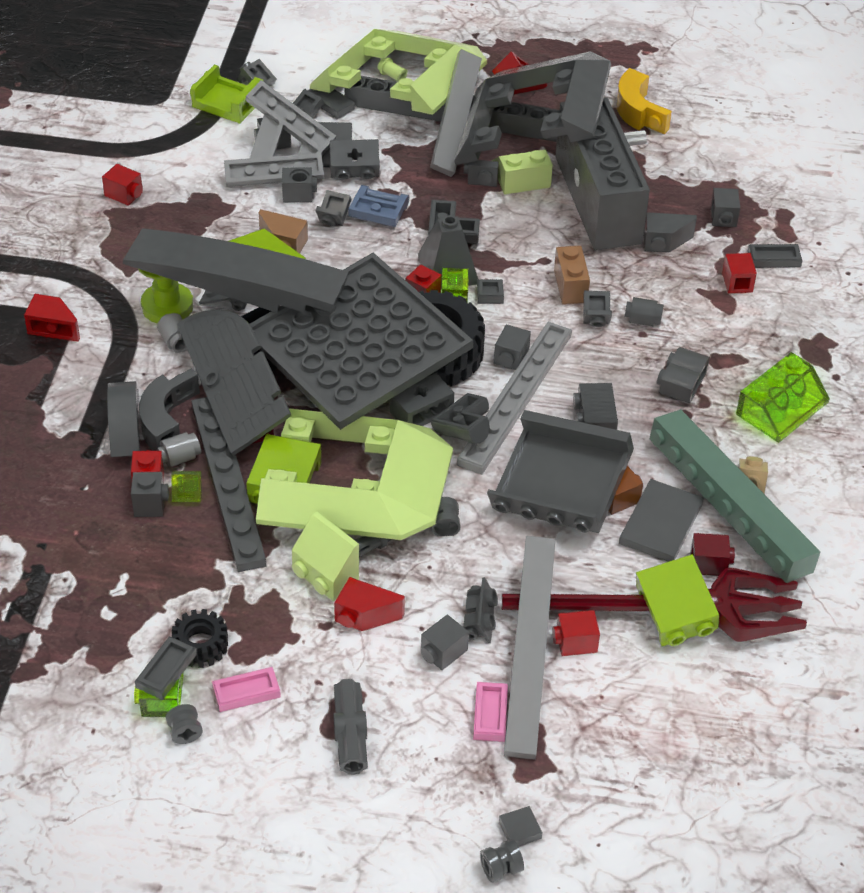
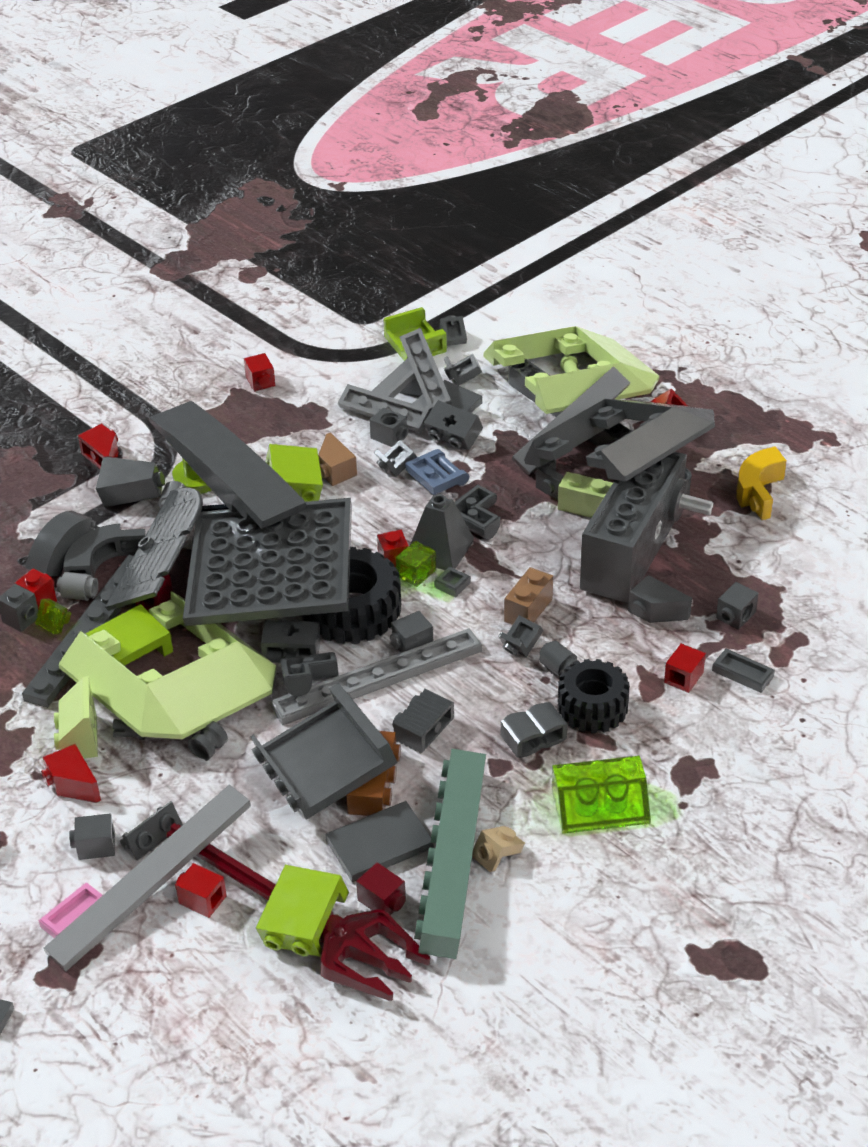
camera: 40 degrees right, 5 degrees down
(119, 334) = (128, 481): none -> dark grey slope
(335, 102) = (494, 376): dark grey tile -> none
(702, 324) = (593, 695): none -> black tyre

